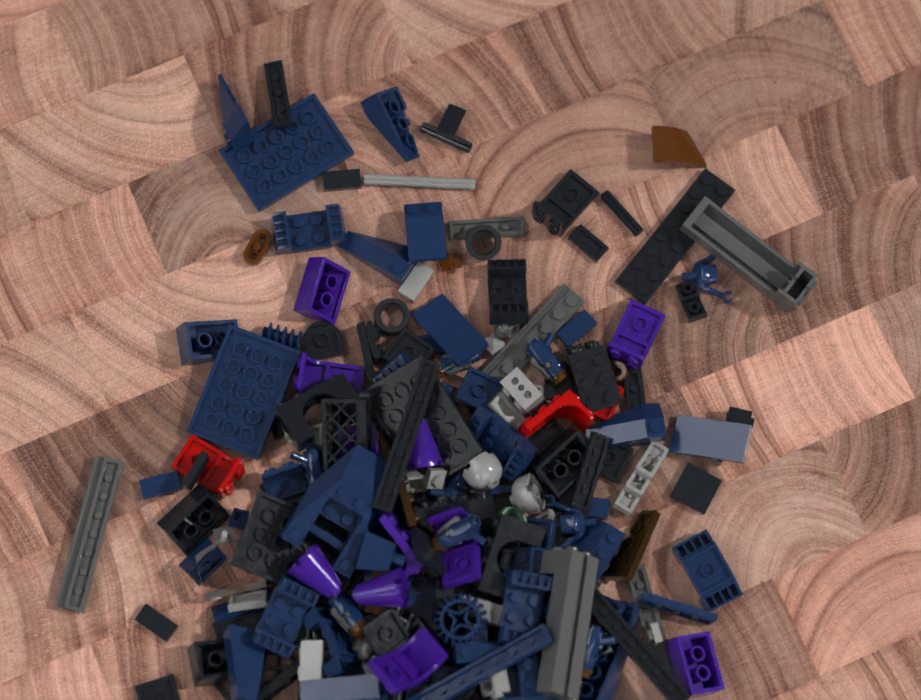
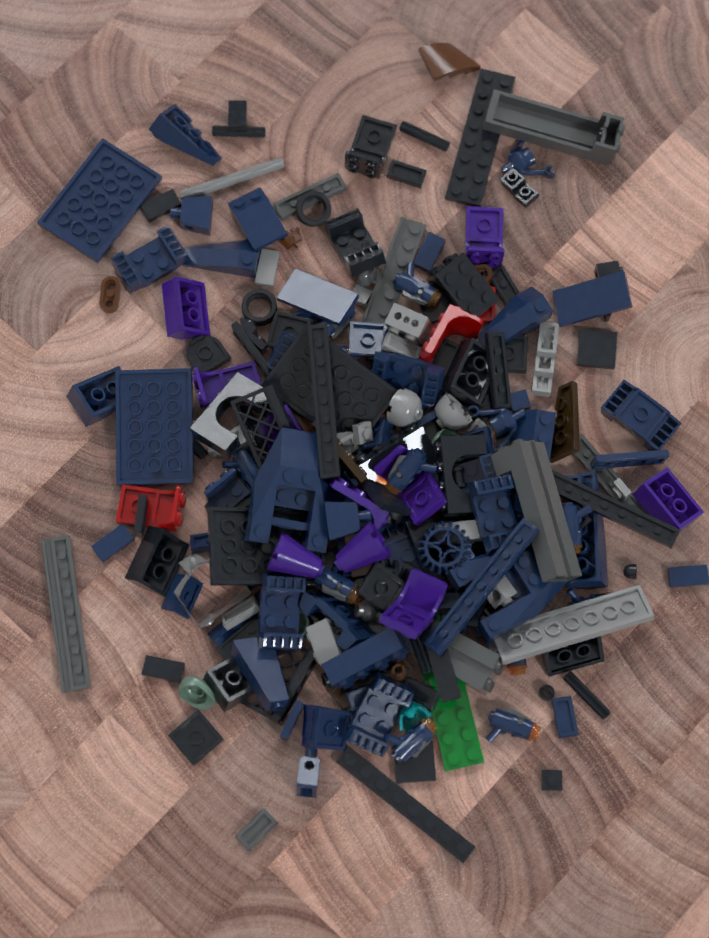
camera: 20 degrees left, 0 degrees up
(177, 658) = (196, 692): none -> sand green hat
(234, 120) = (42, 188): dark blue wedge -> none
(278, 94) = (70, 152): black tile -> none
(288, 339) = (168, 362): dark blue piece -> none
(369, 202) = (195, 214): none -> dark blue torso
(425, 450) = (345, 410): dark purple cone -> none

